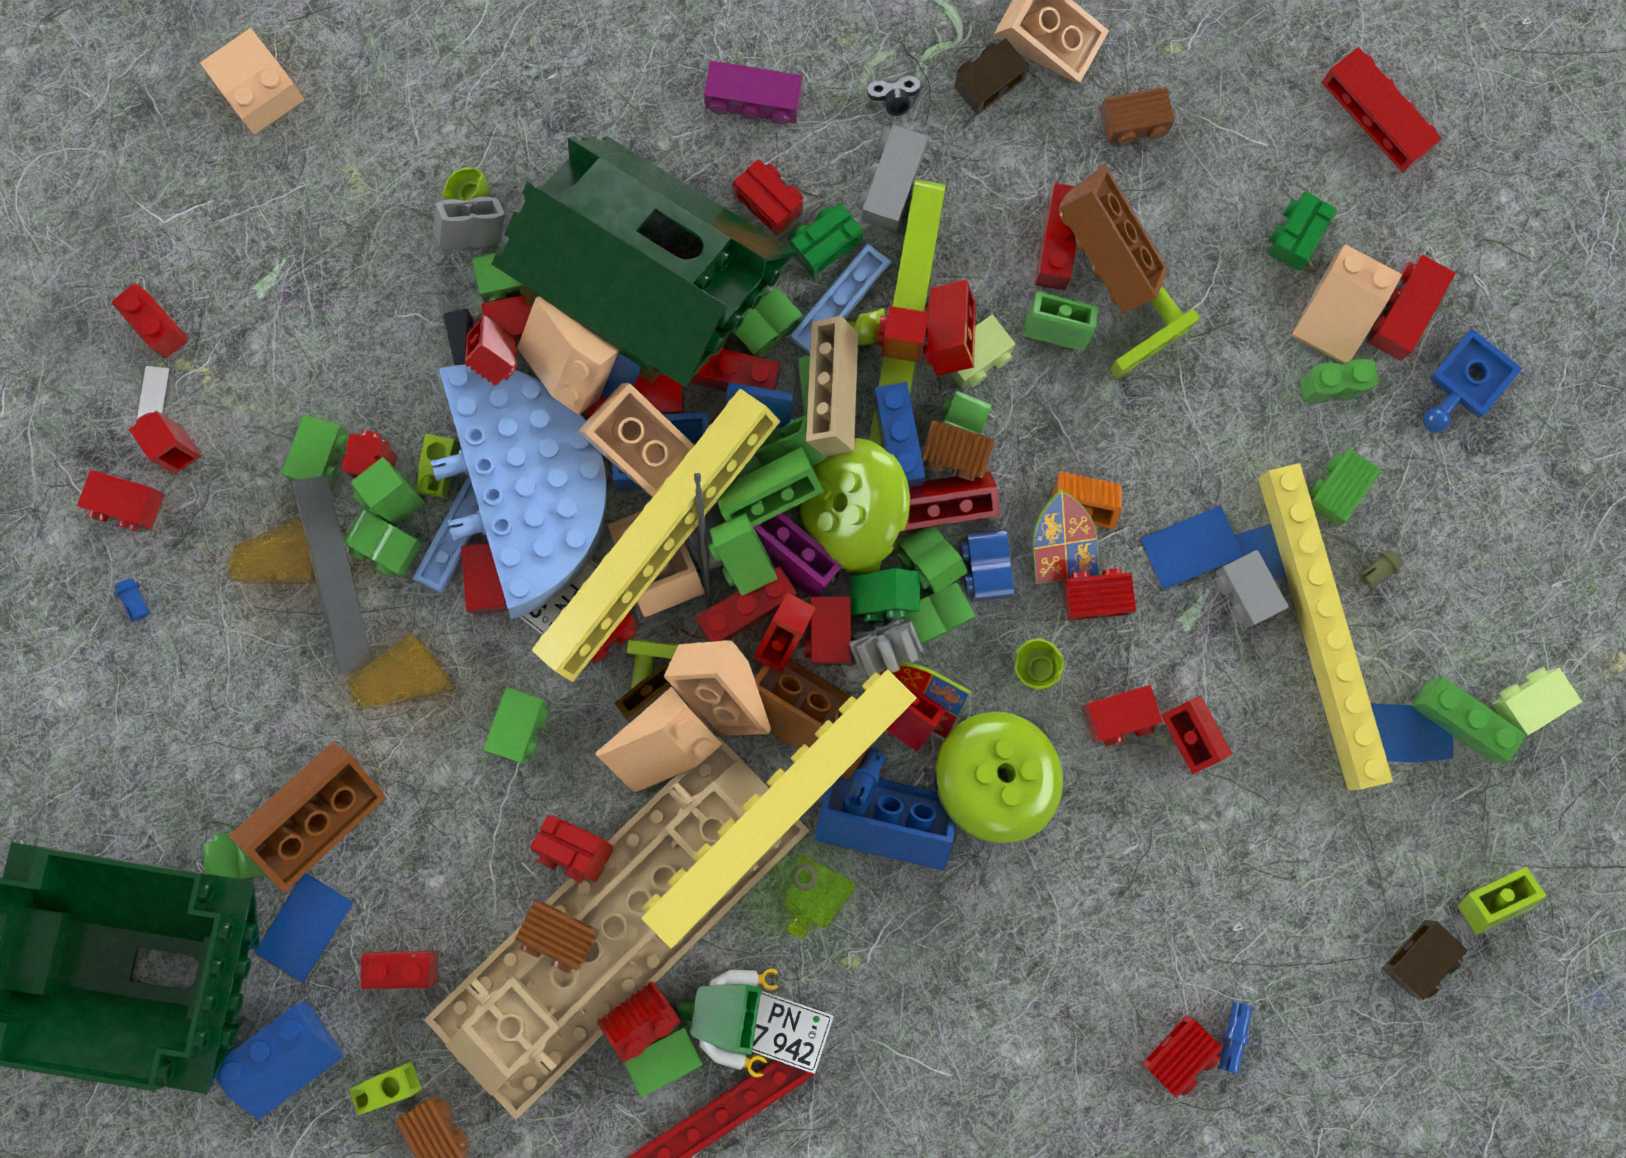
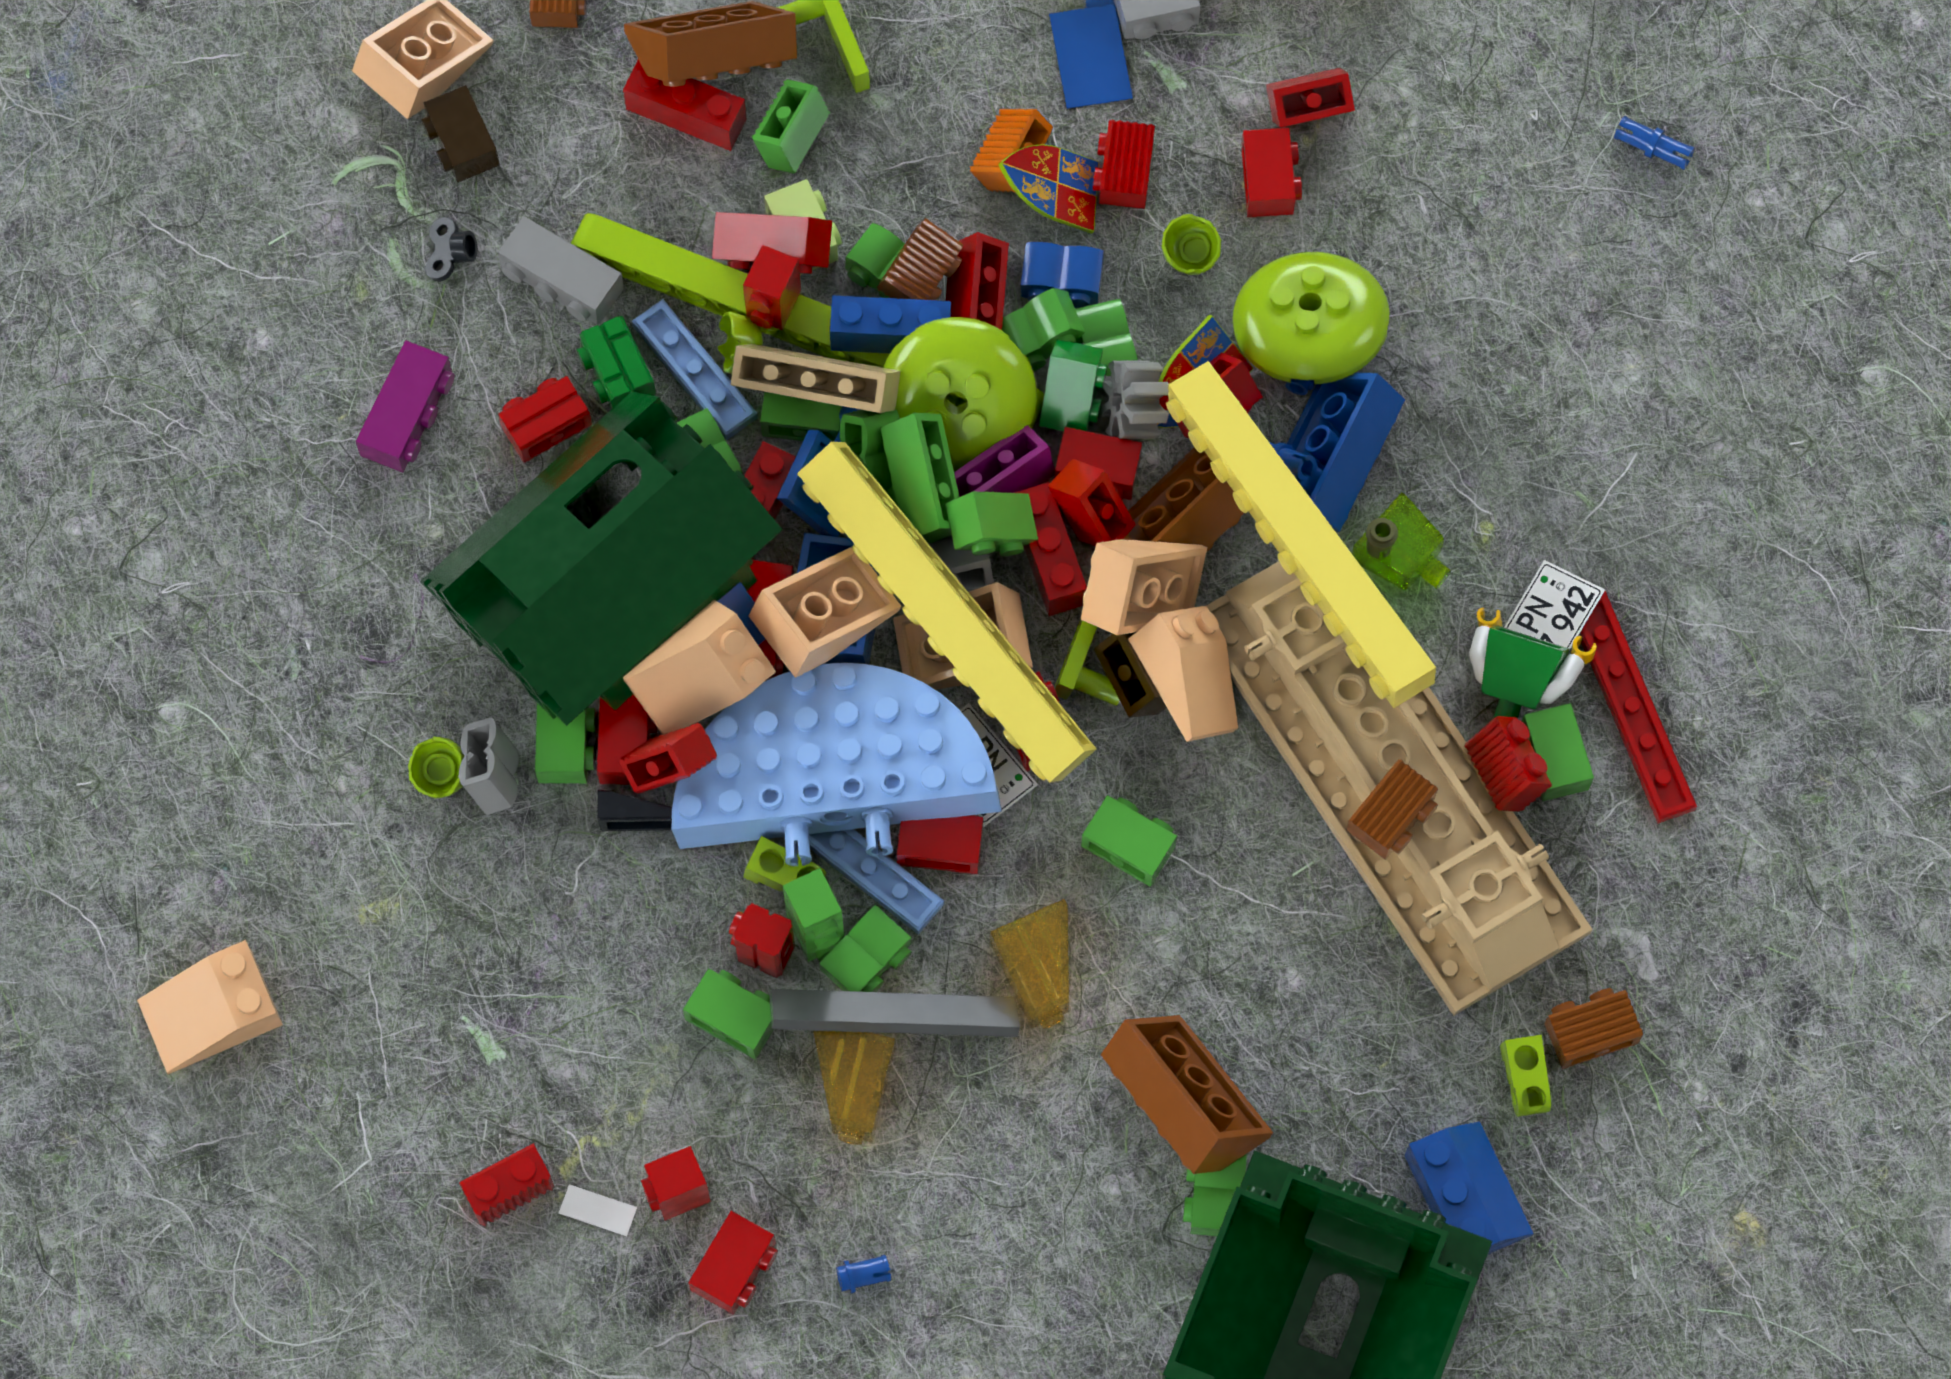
camera: 75 degrees left, 10 degrees down
(304, 927) = (1316, 1136): blue sticker -> none
(399, 969) = (1391, 1027): red brick -> none
(572, 849) = (1292, 799): red brick -> none
(703, 542) = (961, 562): dark grey piece -> none
(1182, 1057) = (1663, 201): red brick -> none

